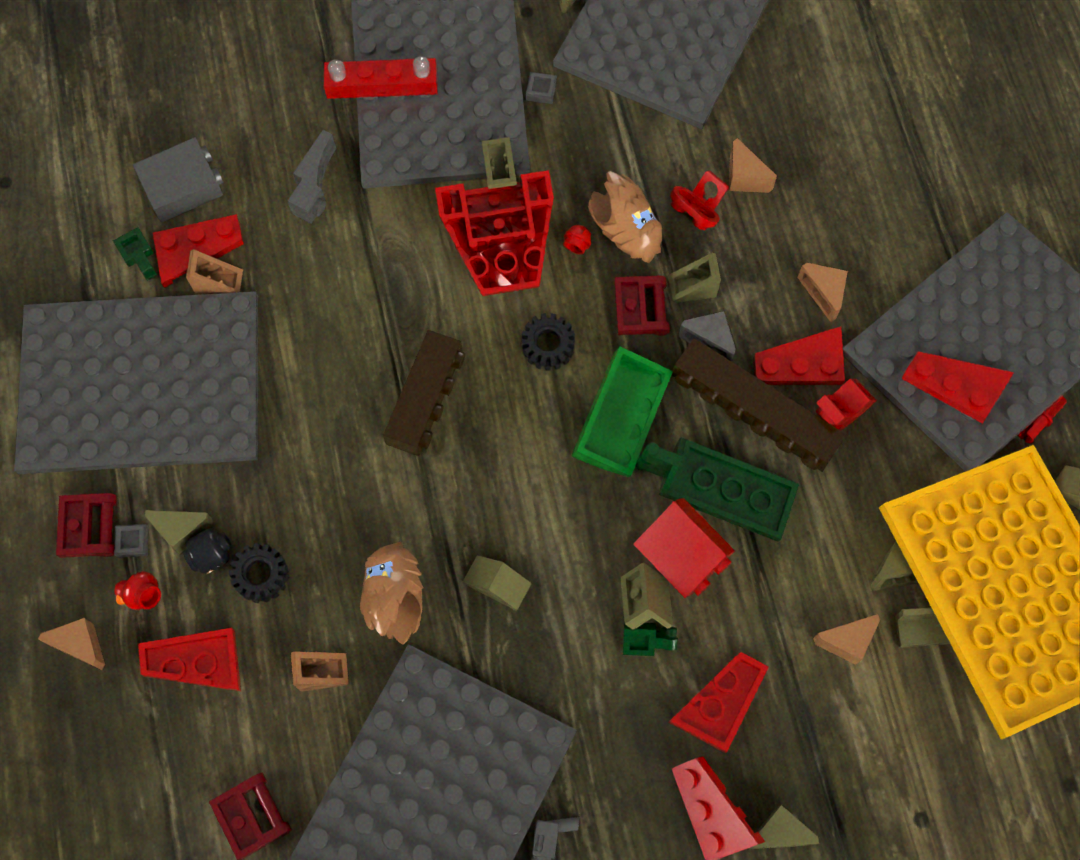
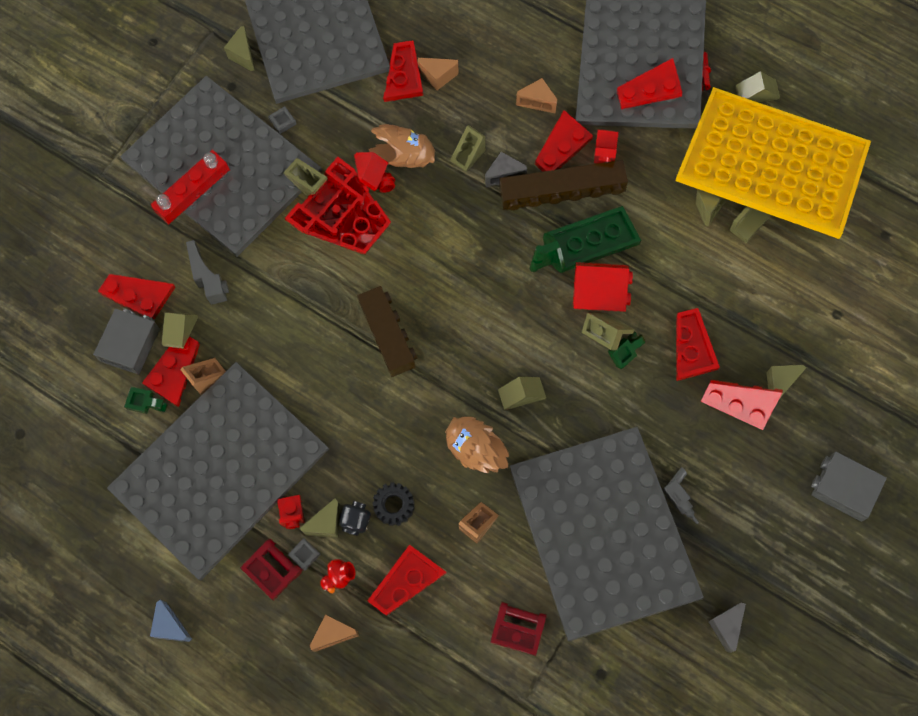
camera: 40 degrees left, 0 degrees up
(159, 487) = (291, 512): none -> red bracket
(233, 208) = (177, 328): none -> olive slope
(234, 143) = (137, 294): none -> red wing
(548, 358) = (423, 236): black tyre -> none
(570, 213) = (370, 168): none -> red slope
(622, 413) = (498, 250): green slope -> none
(632, 305) = (448, 191): dark red plate -> none
(697, 206) = (427, 111): red bracket -> none
(710, 143) = (403, 74): none -> red wing
(849, 640) = (723, 259): medium nougat slope -> none

